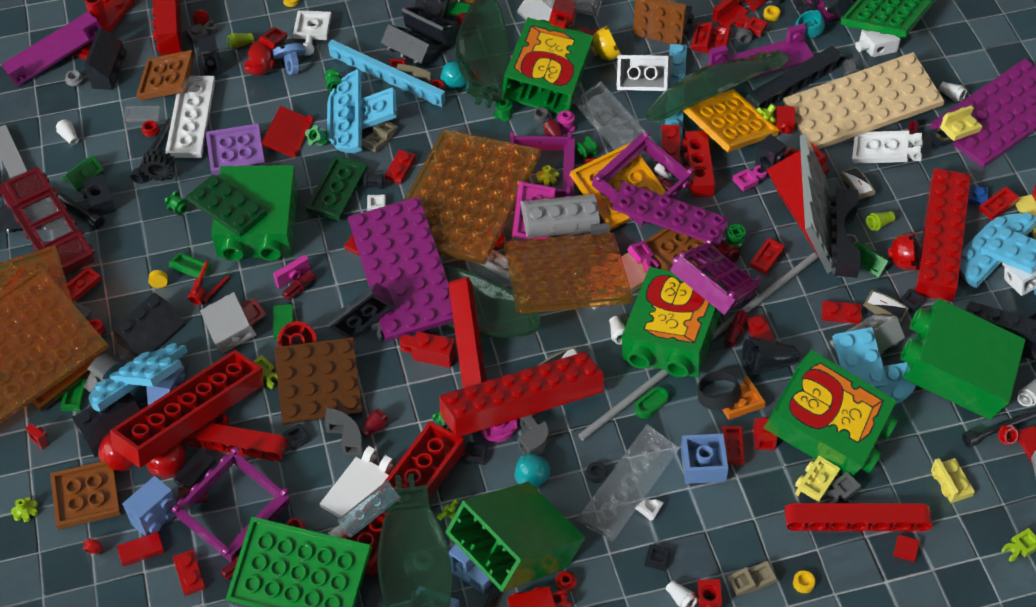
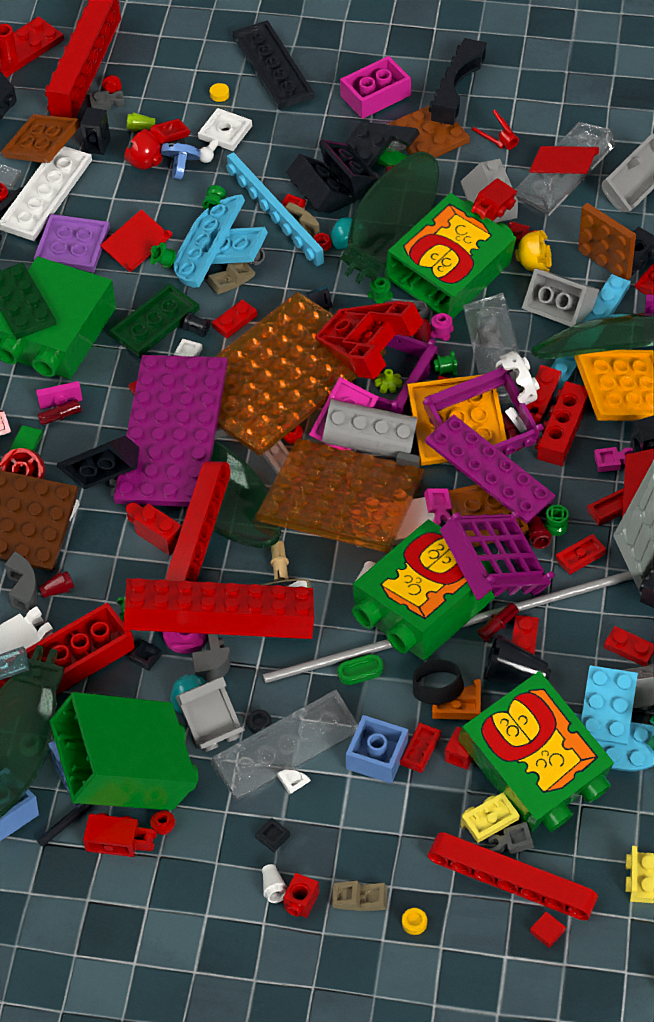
camera: 25 degrees right, 0 degrees up
(461, 127) = (321, 297): none -> black tile
(518, 143) = (362, 332): none -> red wedge
(543, 343) = (279, 561): none -> tan axle
(559, 480) = (209, 714): none -> light grey panel
(658, 134) = (521, 376): none -> white plate
(767, 213) = (607, 507): none -> red tile

